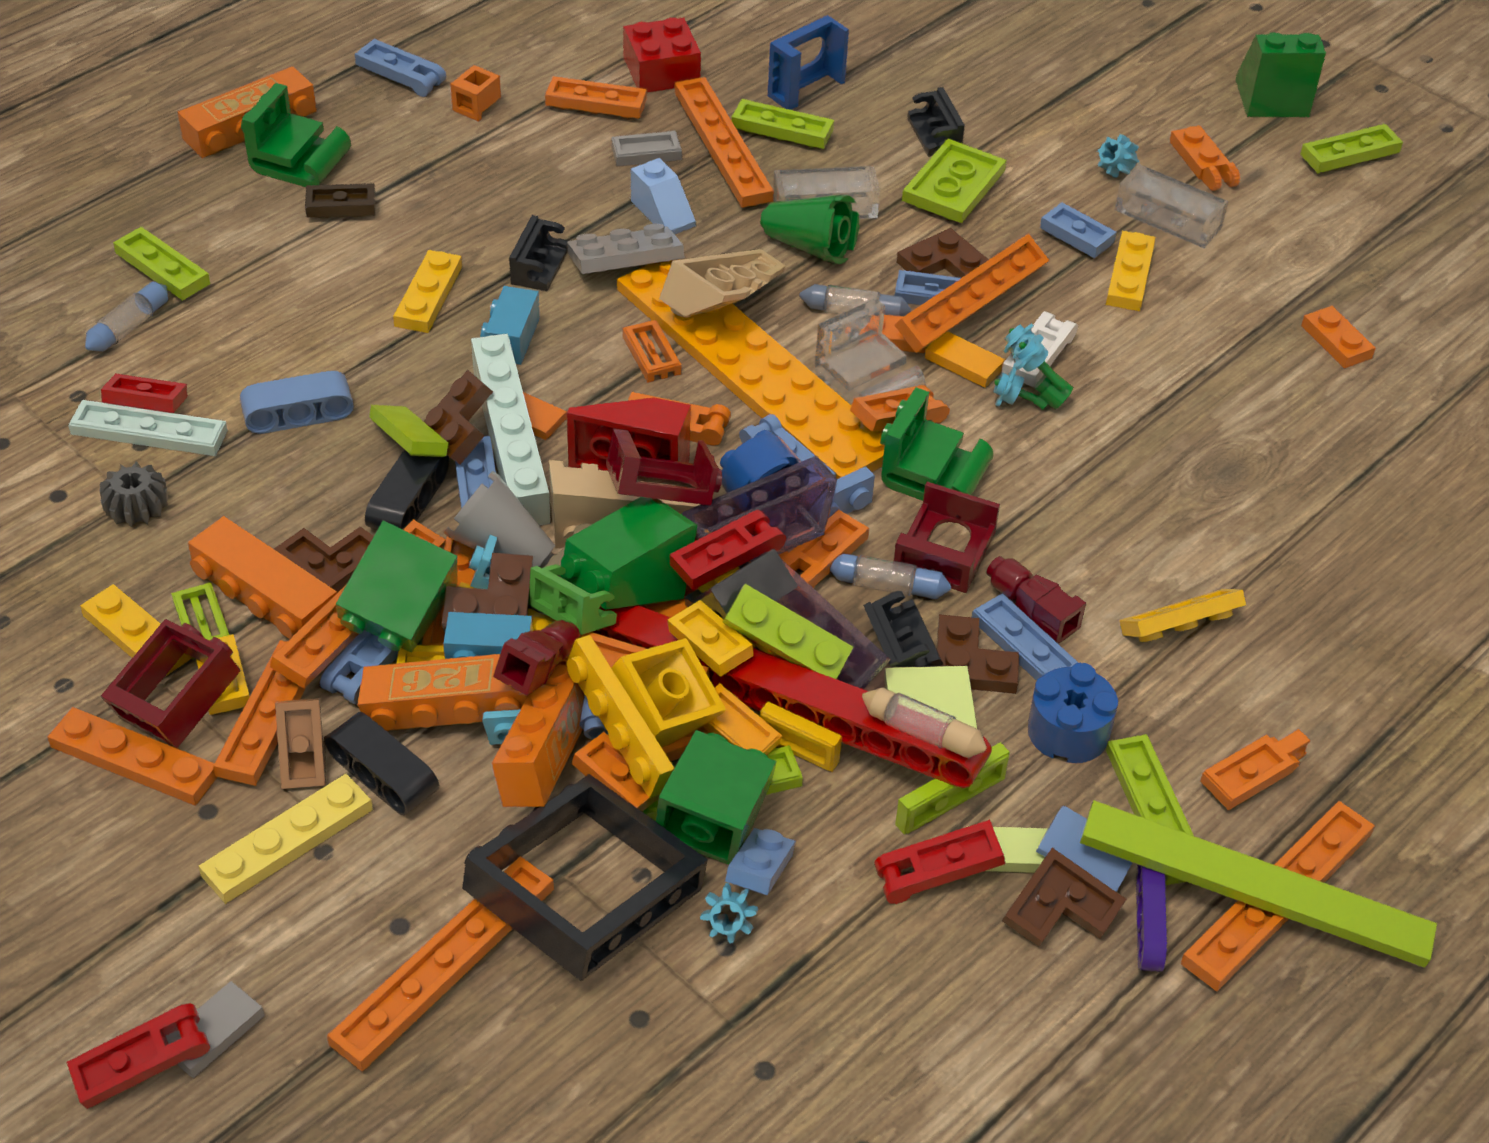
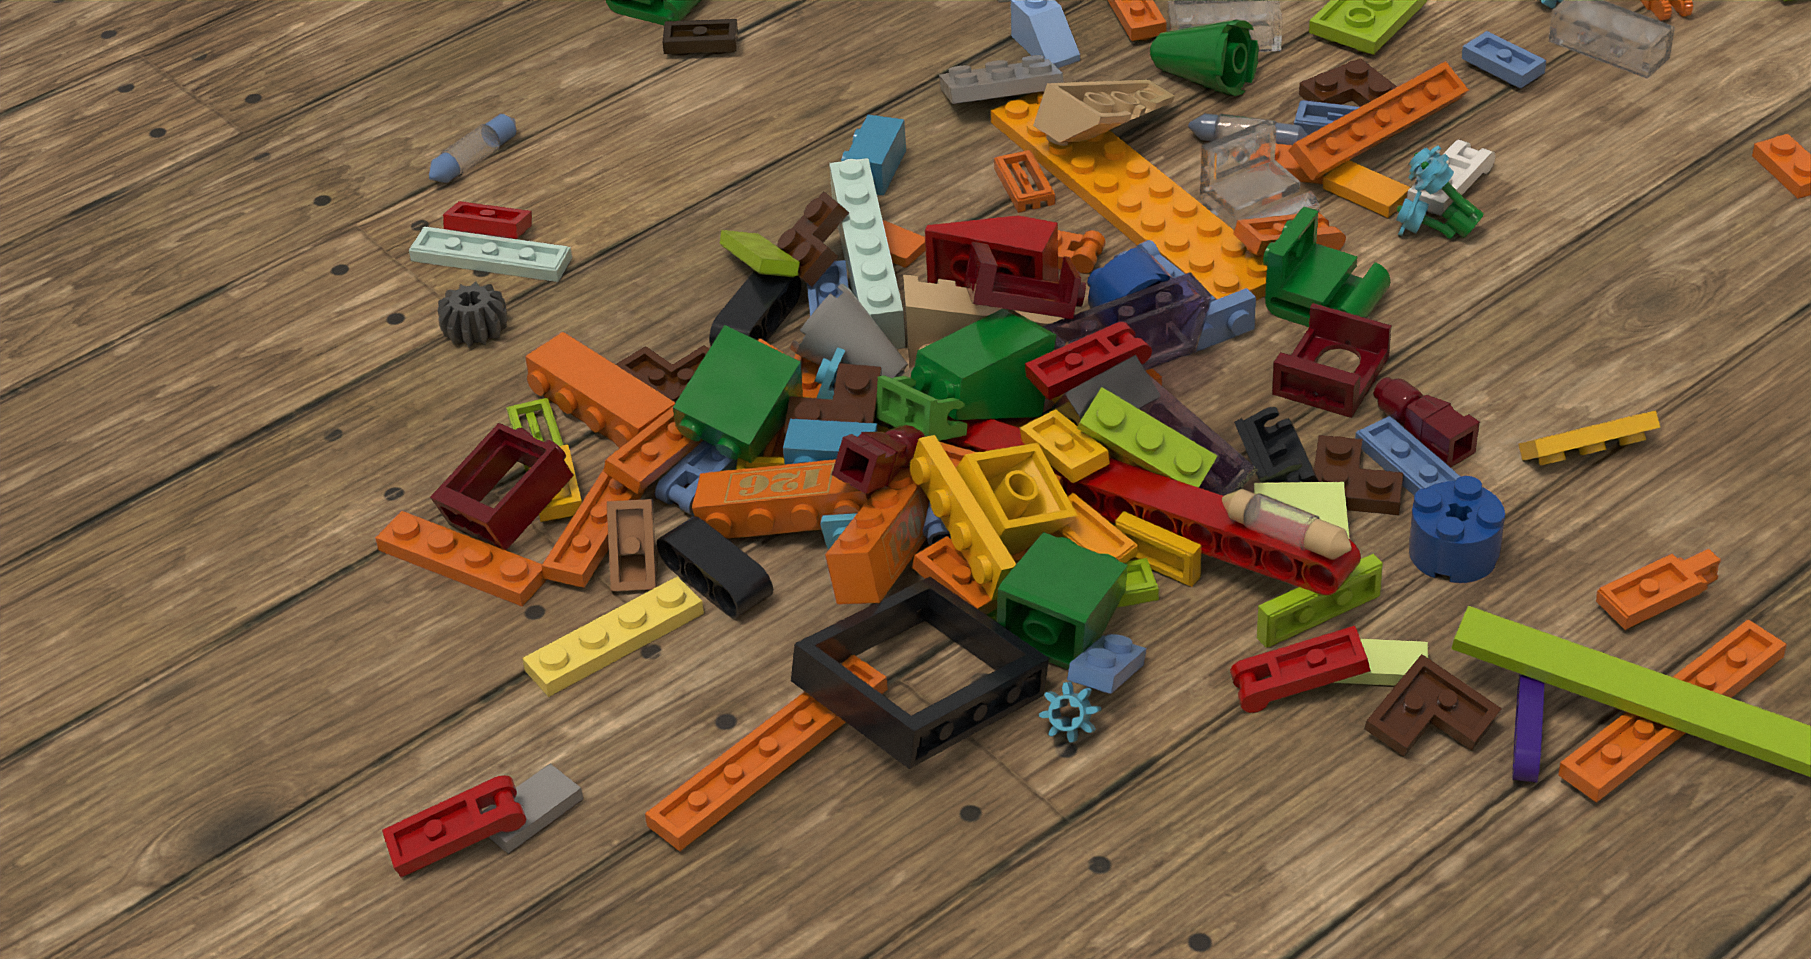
camera: 10 degrees right, 5 degrees down
(122, 621) = (455, 433): yellow plate -> none
(161, 263) = (511, 97): lime plate -> none
(296, 402) = (644, 228): medium blue beam -> none
(427, 291) = (788, 124): yellow plate -> none
(537, 255) = (906, 87): black hinge -> none
(816, 556) = (1201, 371): orange plate -> none
(889, 576) = (1255, 395): piece -> none
(1064, 836) = (1480, 675): medium blue slope -> none
(1130, 271) = (1560, 100): yellow plate -> none
(1146, 785) = (1535, 604): lime tile -> none

